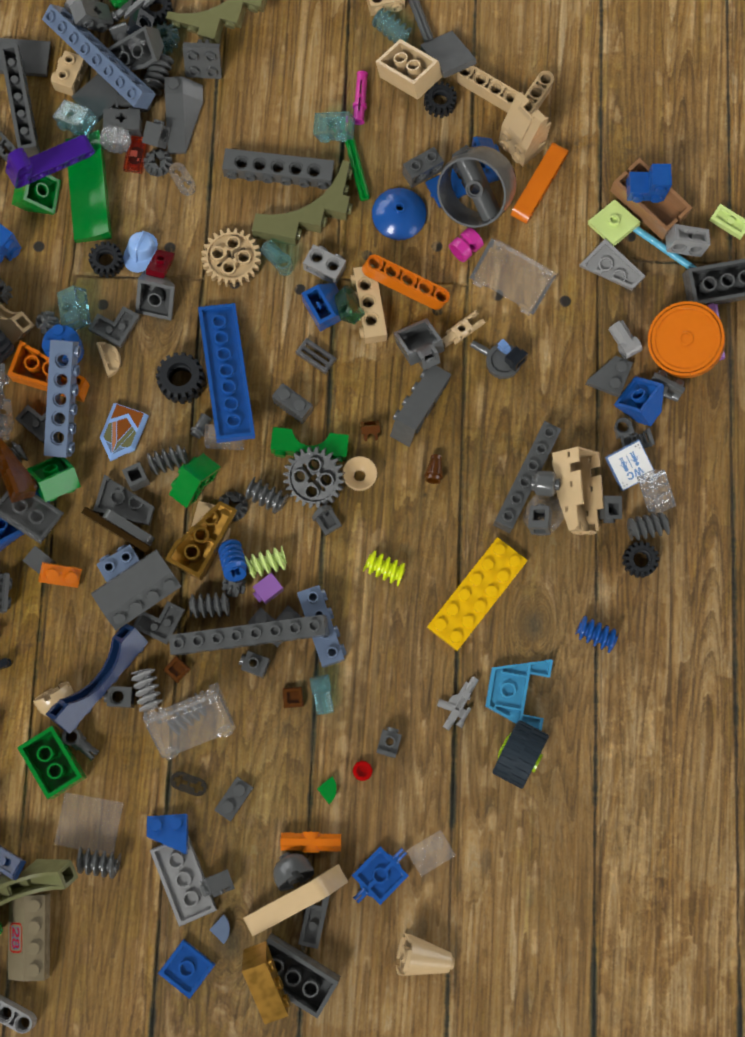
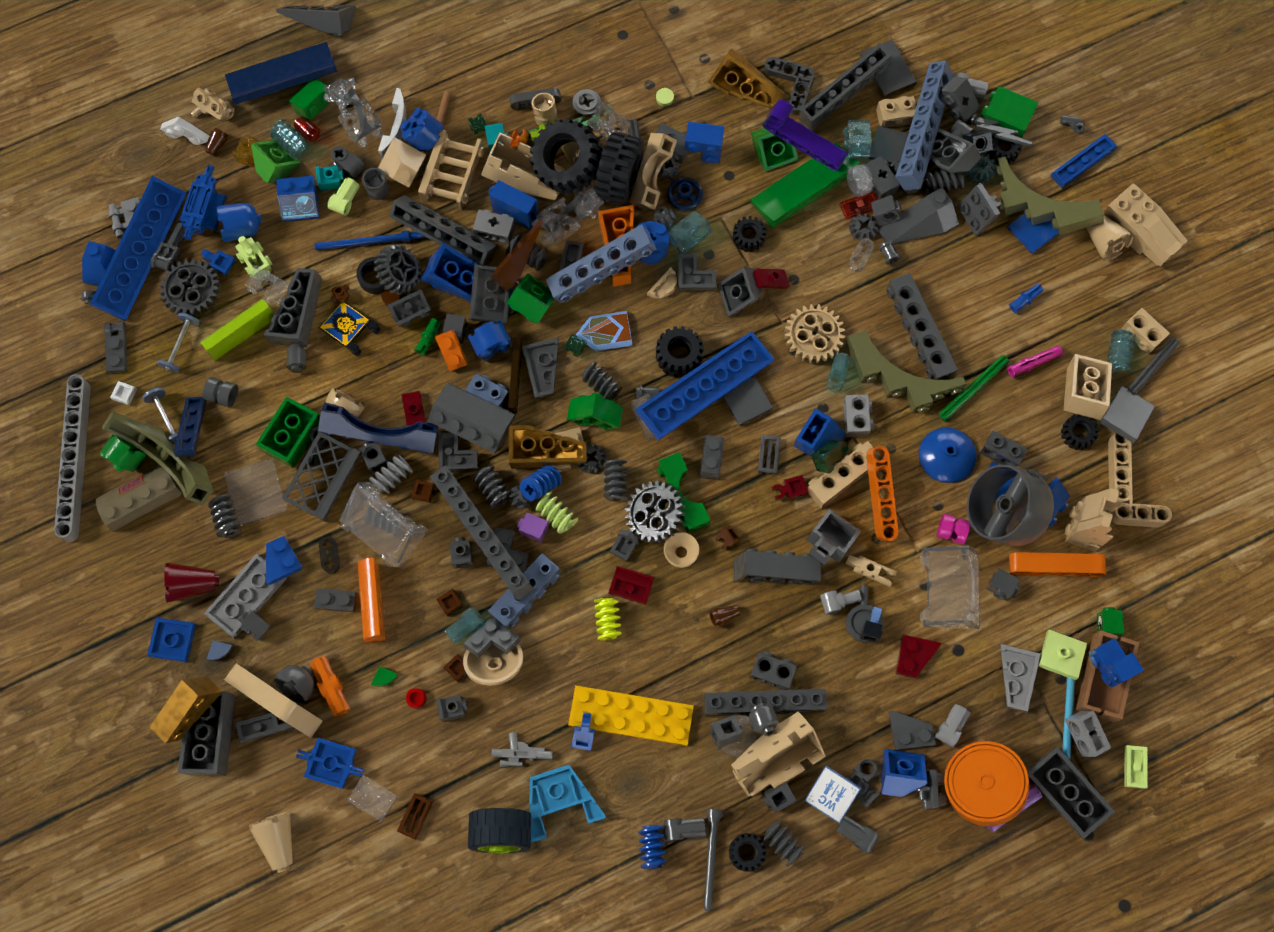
camera: 65 degrees right, 5 degrees down
(27, 286) = (686, 185): none -> dark blue piece
(32, 590) = (427, 336): none -> green pin
(71, 535) = (489, 340): none -> blue brick
(94, 638) = (413, 407): none -> dark red plate
(119, 463) = (575, 345): none -> clear green wheel
(127, 744) = (336, 485): none -> dark grey fence
(129, 527) = (522, 382): dark grey beam -> none
(136, 477) = (570, 363): dark grey brick -> none
(139, 251) = (774, 256): light blue piece -> none
(142, 926) = (187, 581): none -> dark red cone
(195, 154) = (889, 252): none -> dark grey bush
(250, 33) = (1032, 236): none -> blue tile
(253, 766) = (371, 600): none -> orange brick
(259, 346) = (747, 401): none -> dark grey tile
(301, 71) = (1026, 298): none -> blue axle
(334, 126) = (990, 352): clear light blue brick -> none
(343, 676) = (491, 634): none -> dark grey plate
(355, 720) = (456, 668): none -> reddish brown tile
(356, 352) = (793, 487): none -> dark red plate
(359, 680) = (483, 669): none -> tan dish
(366, 533) = (631, 585): none -> dark red plate
(473, 372) = (834, 602): none -> light grey pin
(474, 643) = (583, 735): none -> blue plate
(475, 837) = (408, 832): none -> reddish brown tile
(508, 459) = (771, 677): none -> dark grey brick
(533, 234) = (1003, 585): none -> dark grey brick
(551, 337) = (914, 655): none -> dark red wing
(593, 604) = (679, 829): none -> dark grey piece
(598, 570) = (713, 817): none -> dark grey piece
(608, 171) = (1110, 621): none -> green brick
(656, 491) = (820, 831): clear brick -> none
(674, 462) = (862, 837): none -> dark grey piece

